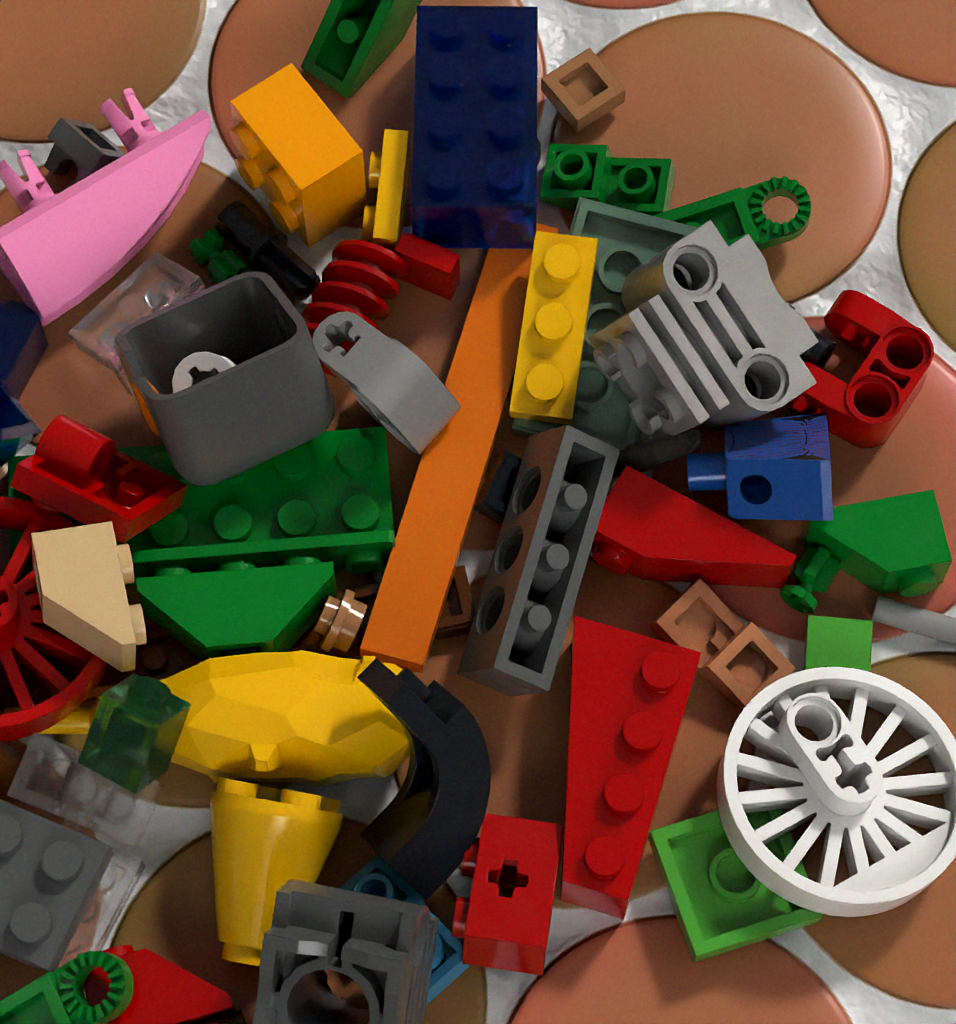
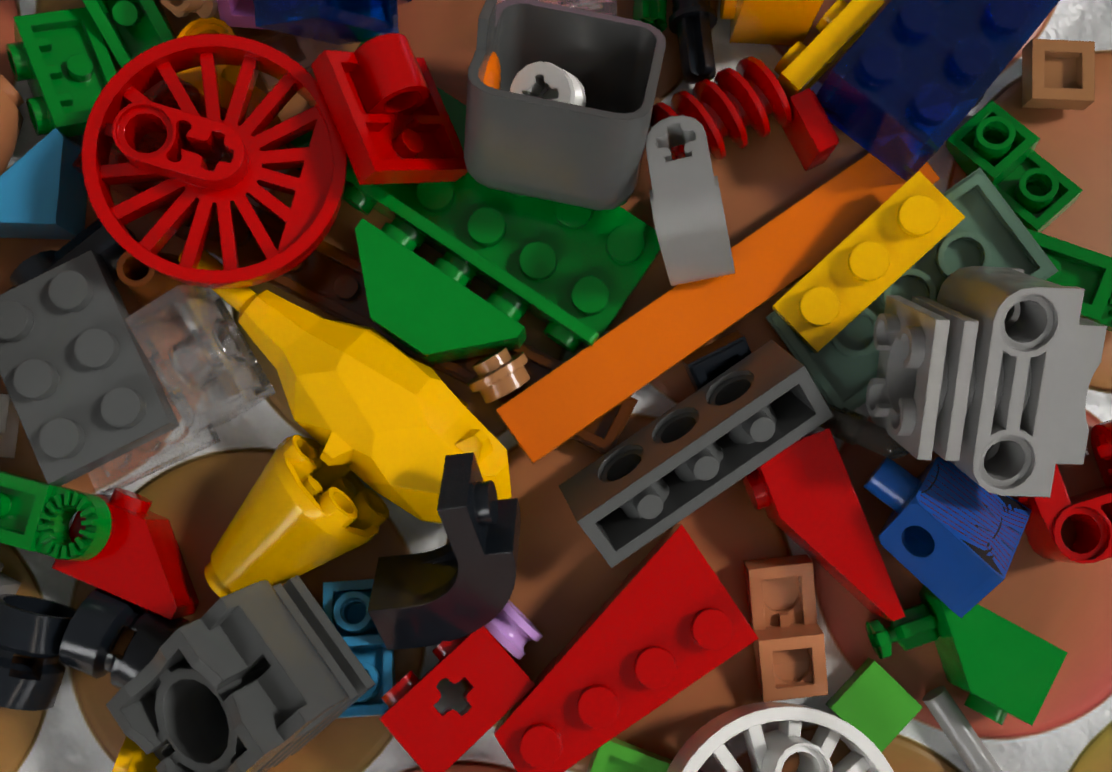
camera: 45 degrees right, 15 degrees up
(84, 591) = (294, 197): tan slope -> none
(134, 732) = (246, 351): clear green brick -> none
(512, 802) = (513, 630): none -> lavender bush

